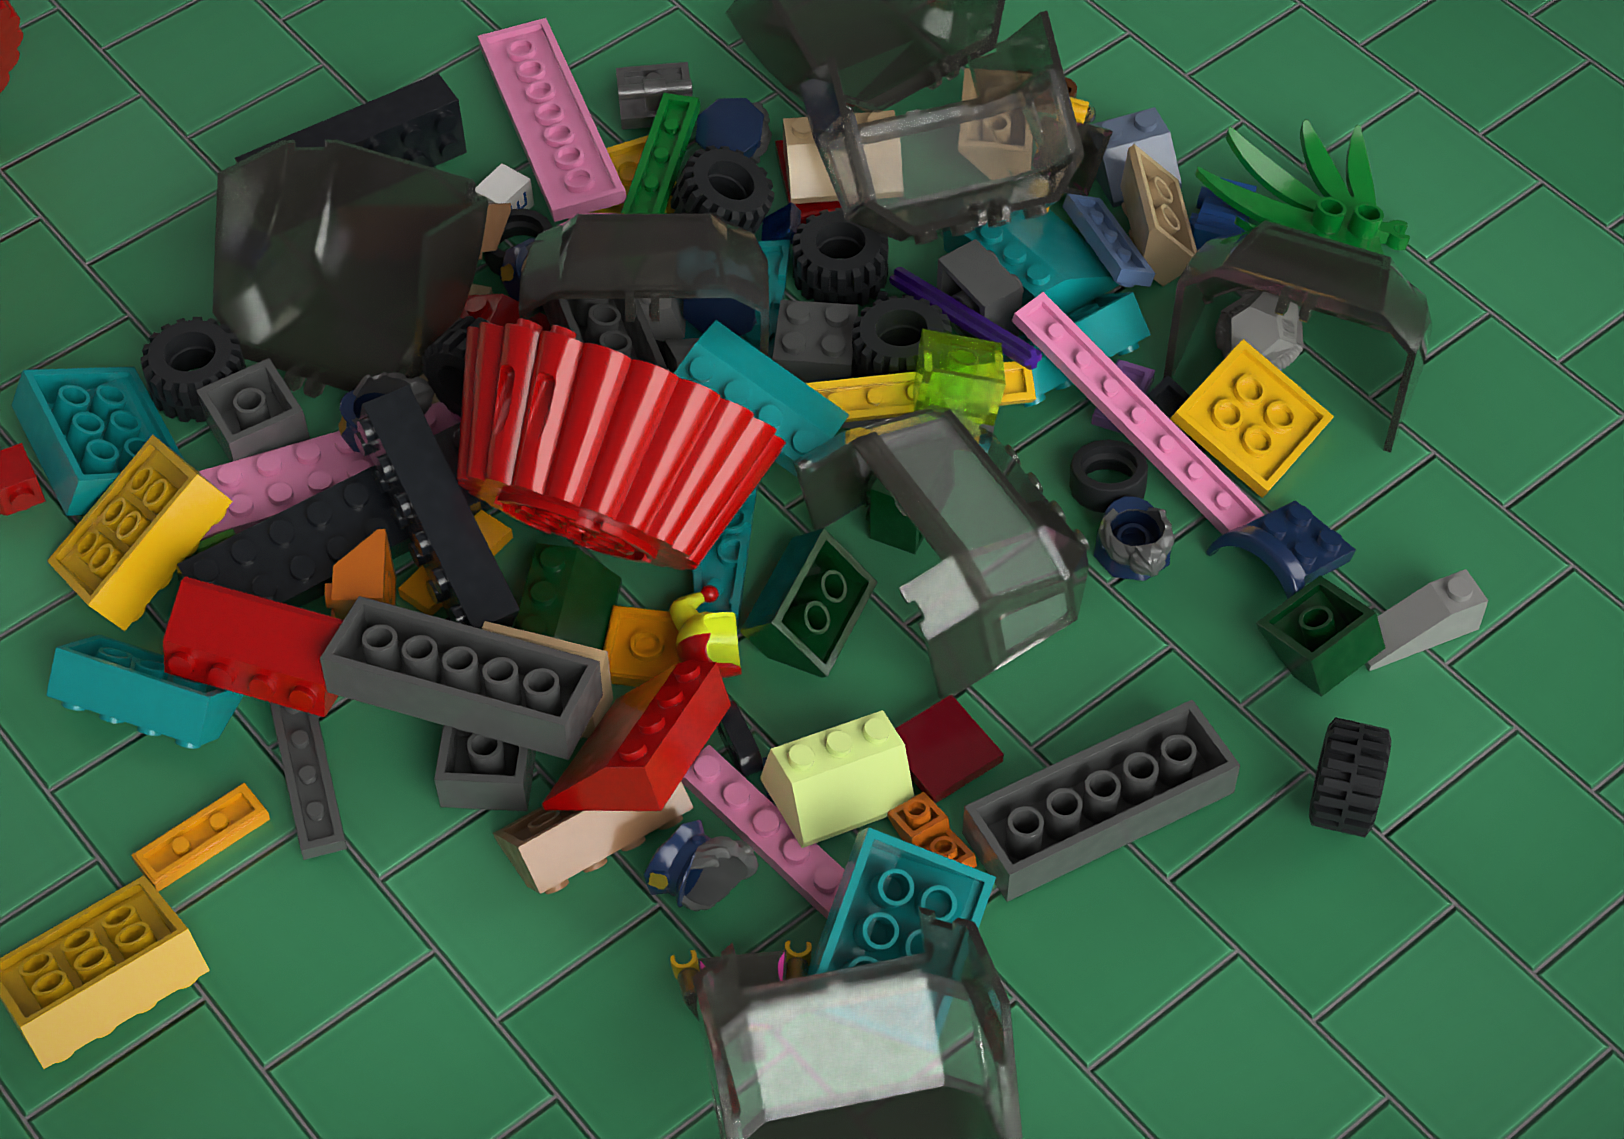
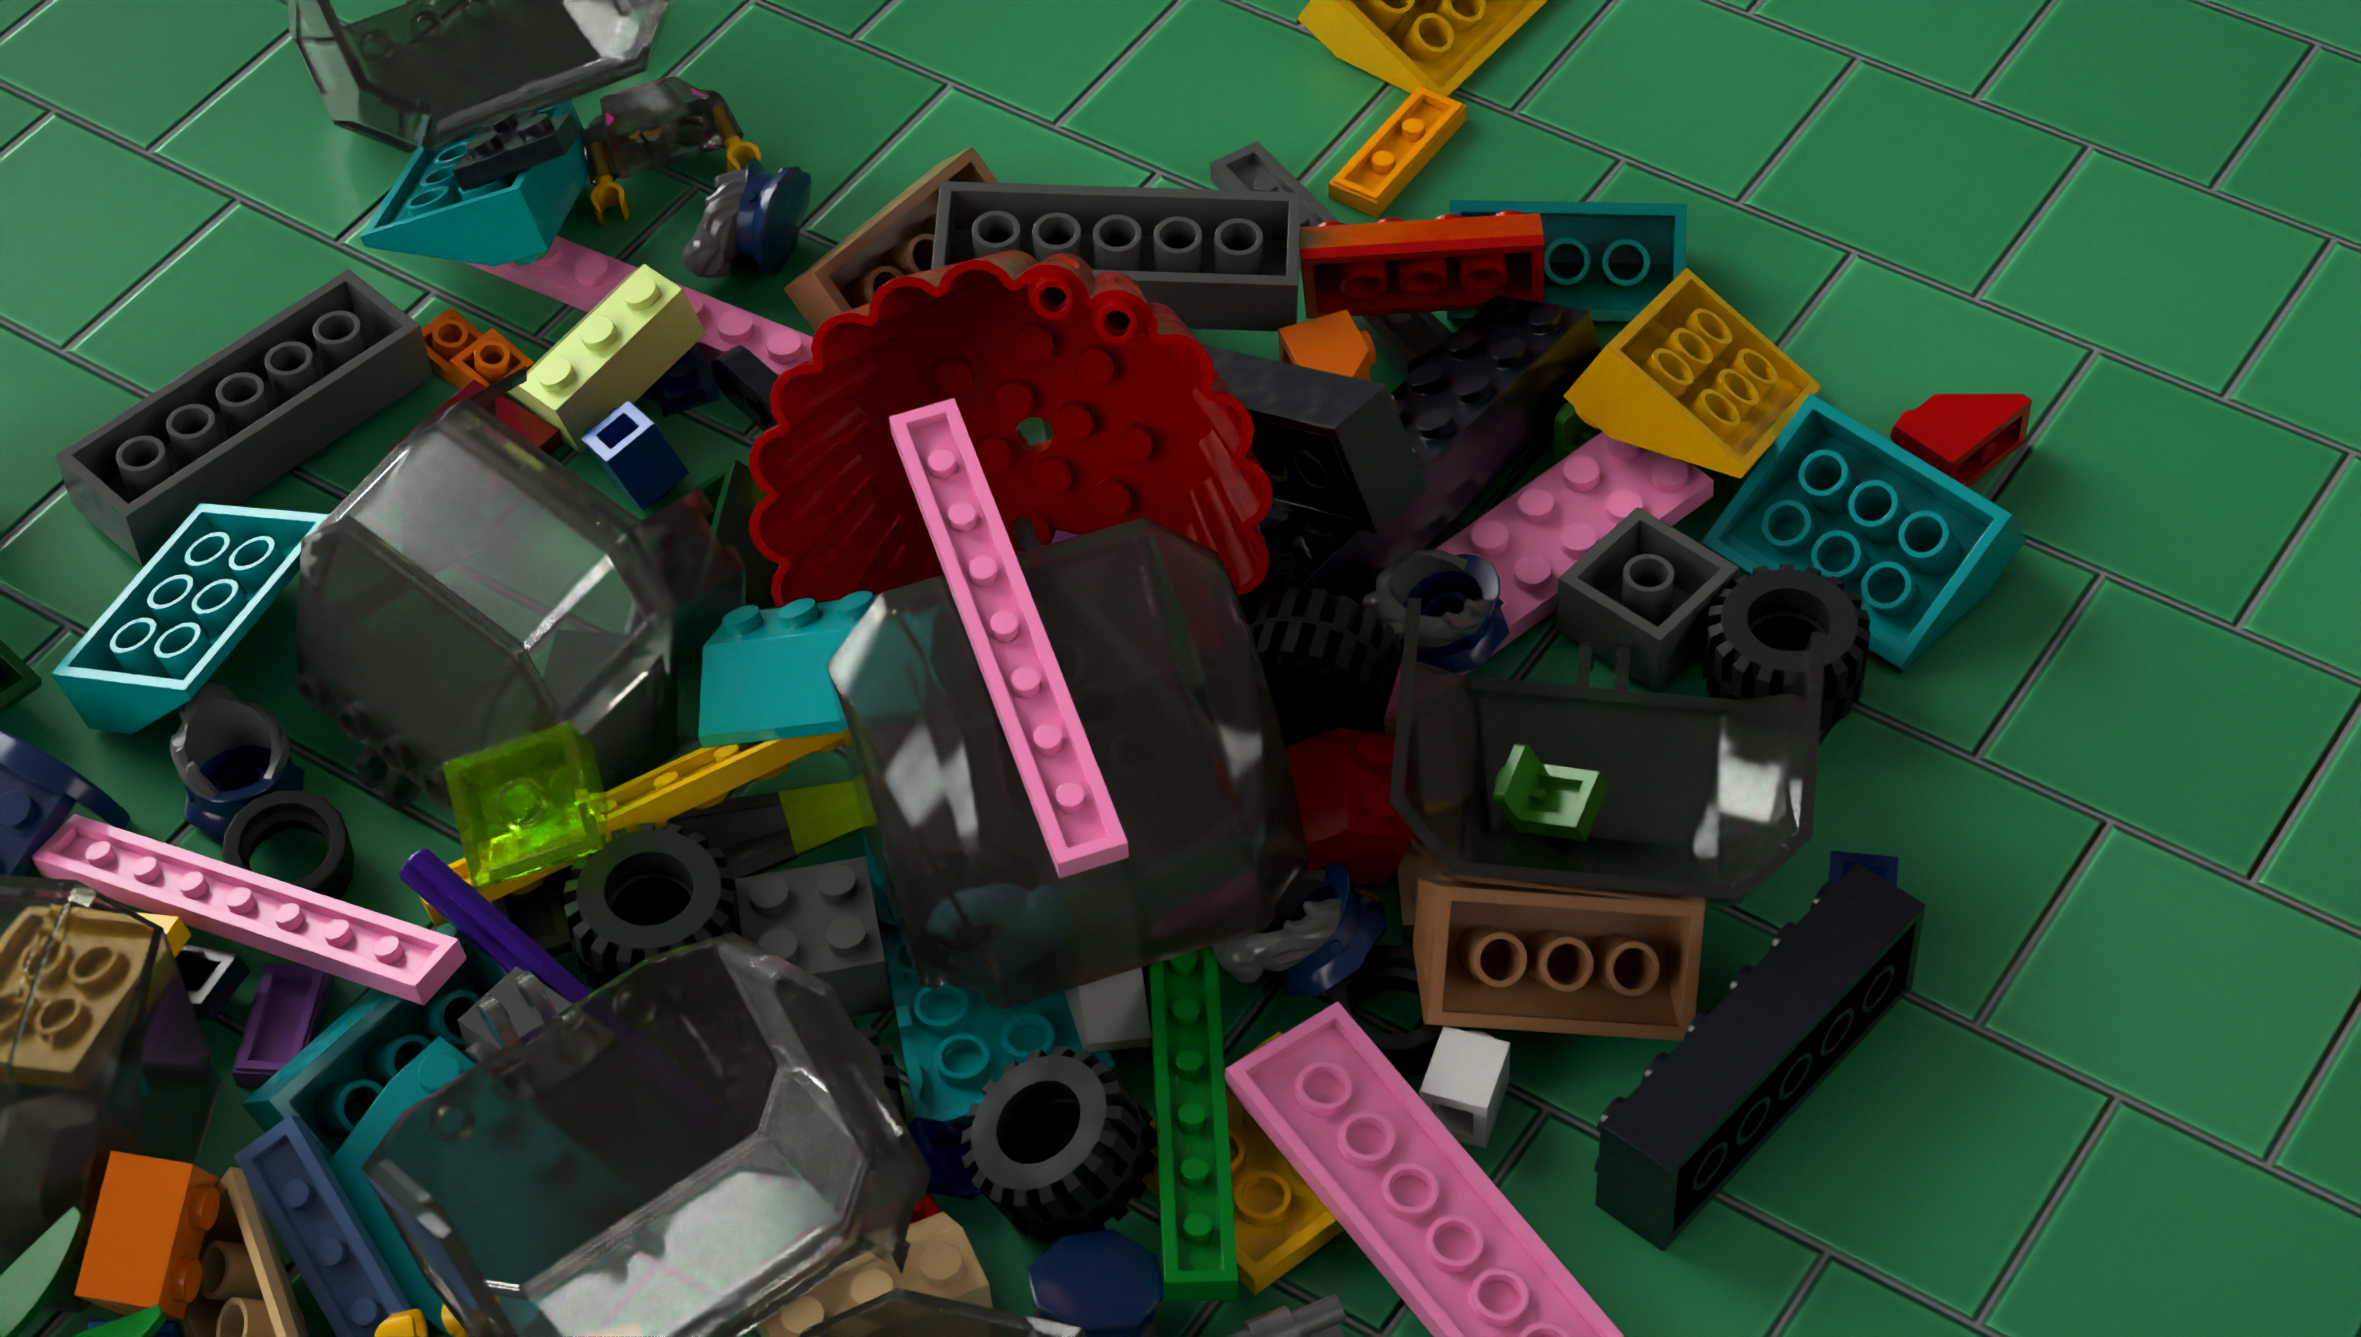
camera: 165 degrees right, 5 degrees down
(378, 311) = (1548, 797): none -> bright green bracket
(645, 743) = (846, 235): red slope -> none
(667, 235) = (1009, 640): none -> bright pink plate
(836, 689) = (635, 455): none -> blue brick
(875, 894) = (513, 145): none -> black plate
(1143, 614) = (183, 614): none -> teal slope
(1198, 215) = (148, 1235): none -> orange slope

